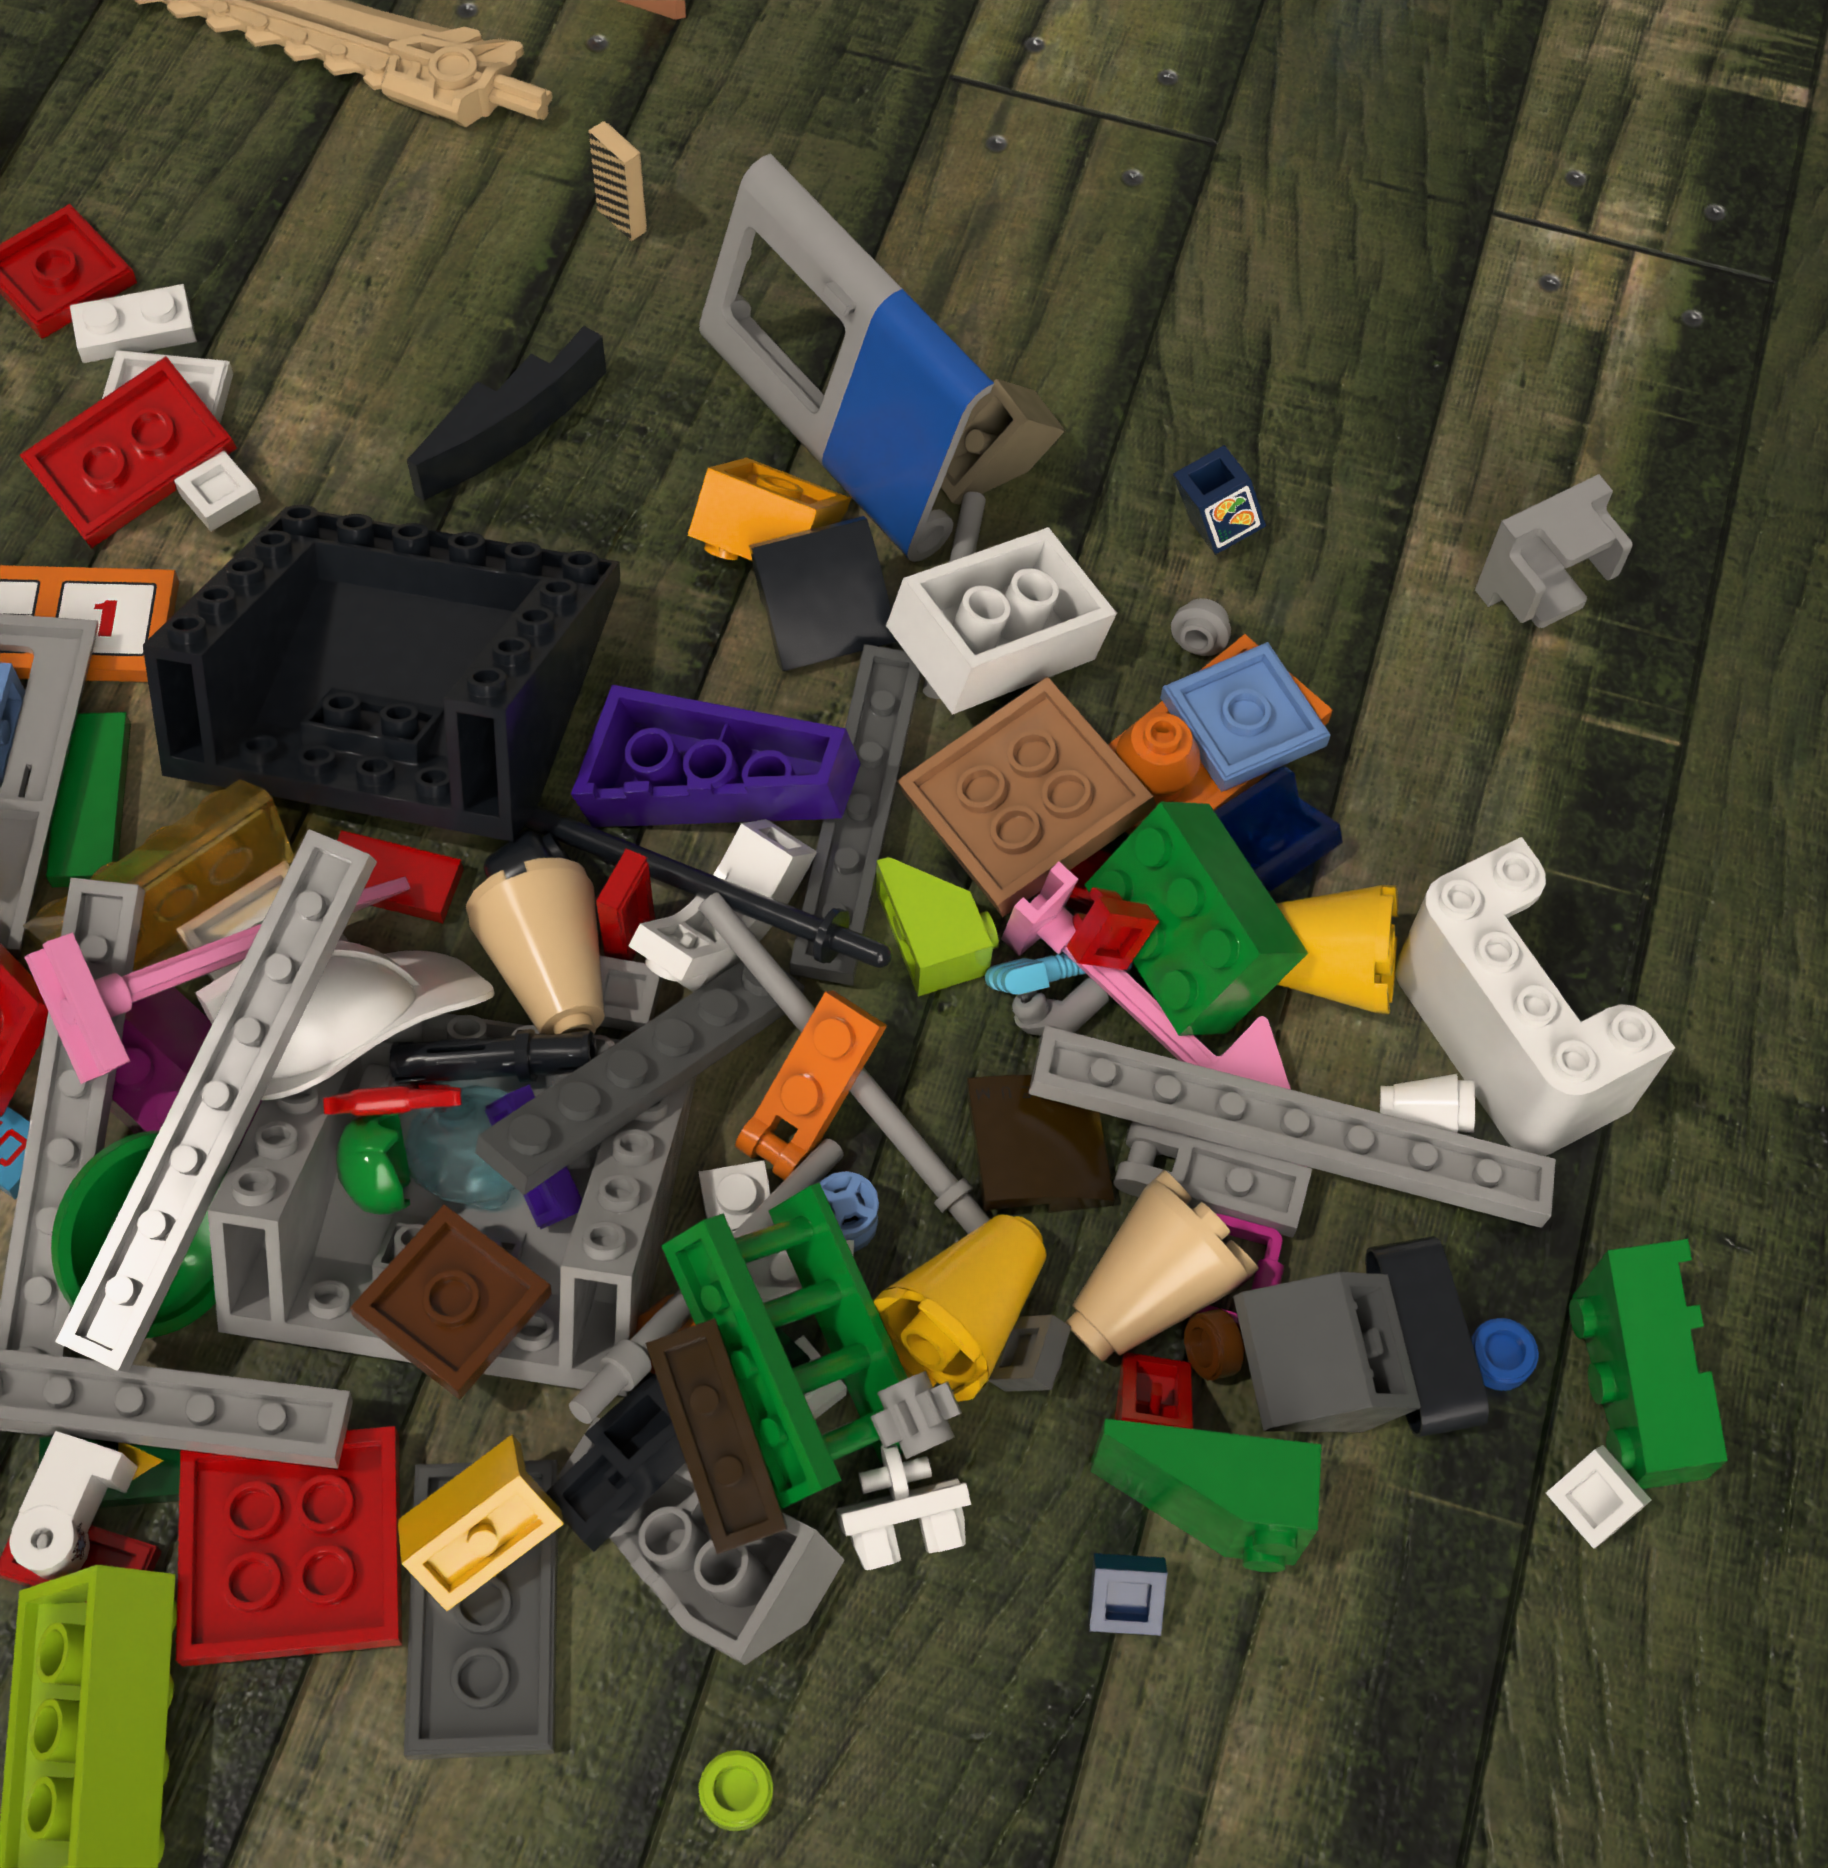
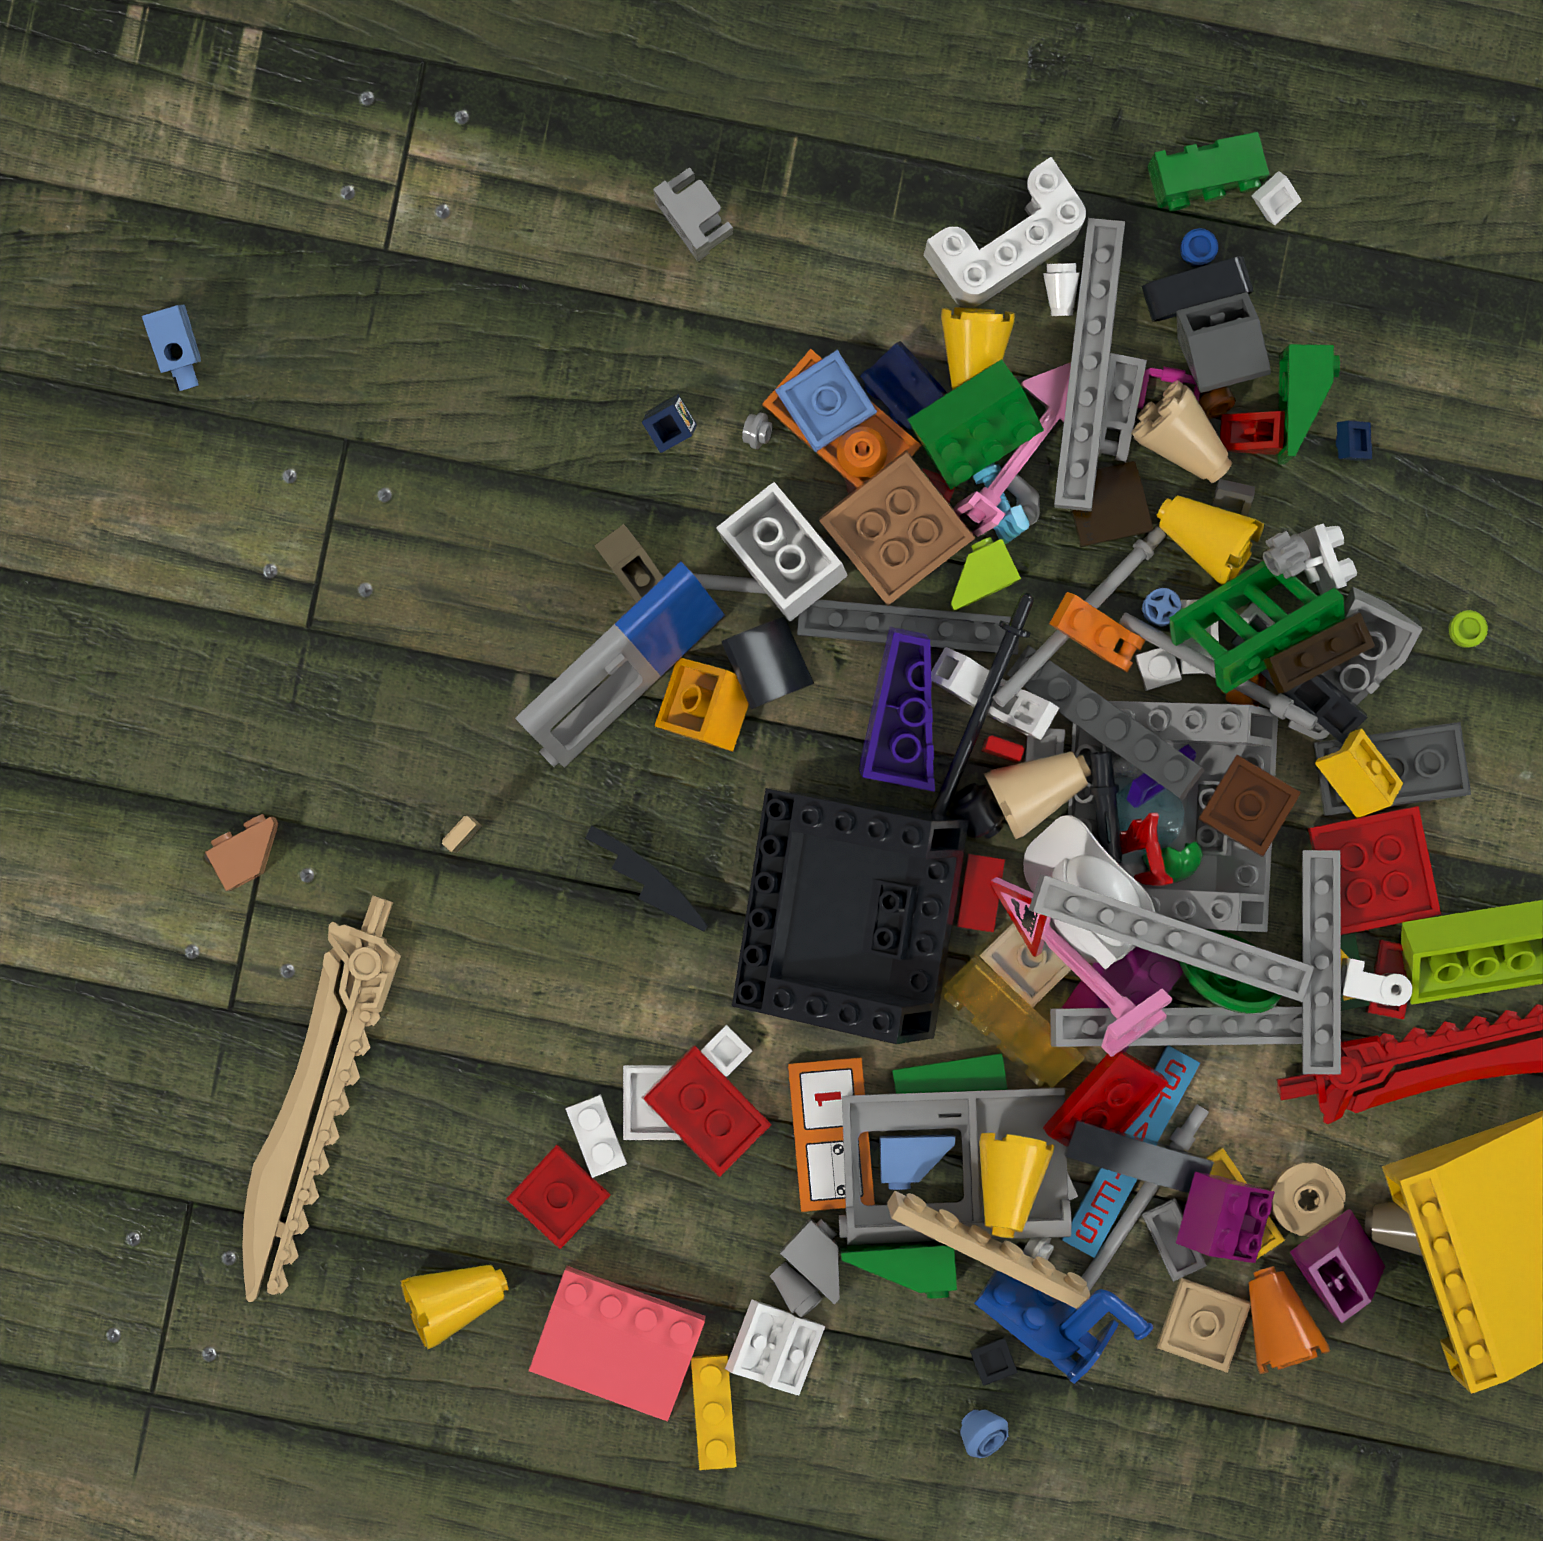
camera: 95 degrees left, 25 degrees up
(1111, 931) = (994, 473): red tile -> none

